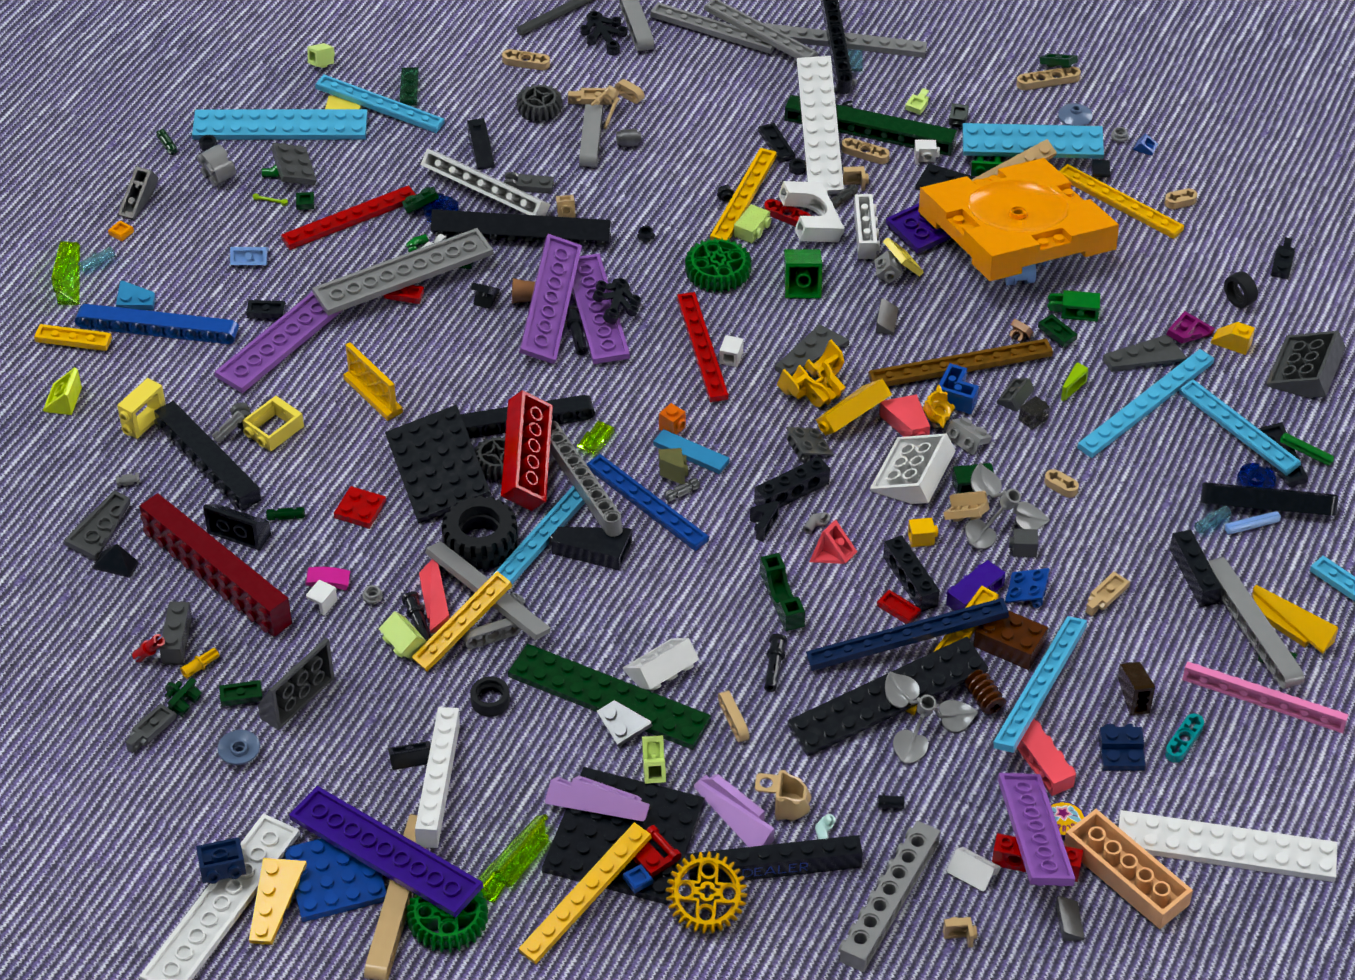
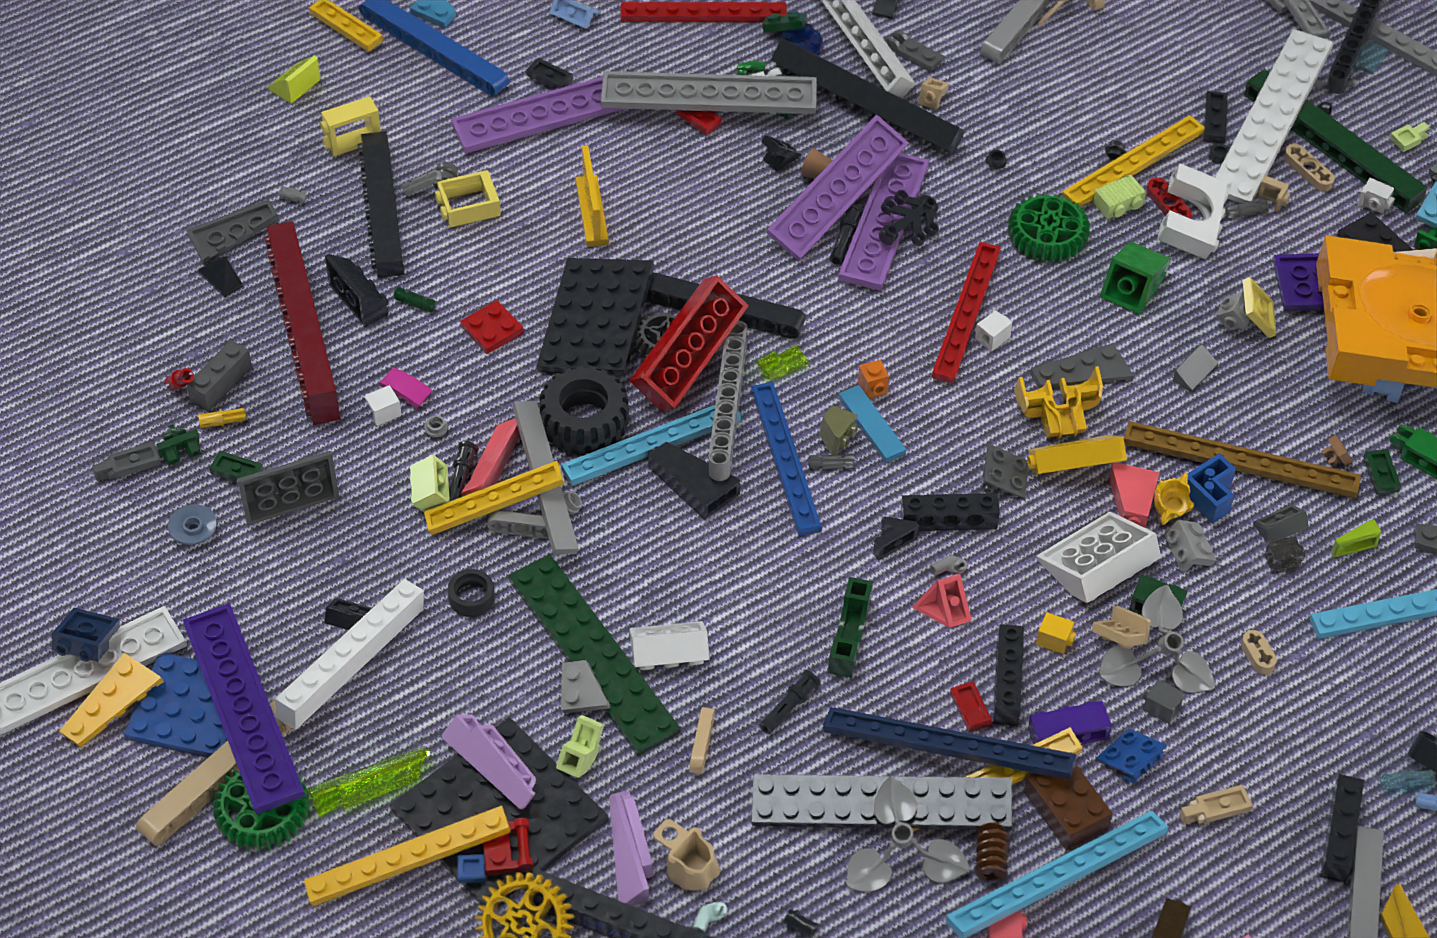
camera: 30 degrees right, 5 degrees up
(628, 137) = (1053, 44): flat silver brick -> none
(866, 226) = (1242, 253): white brick -> none

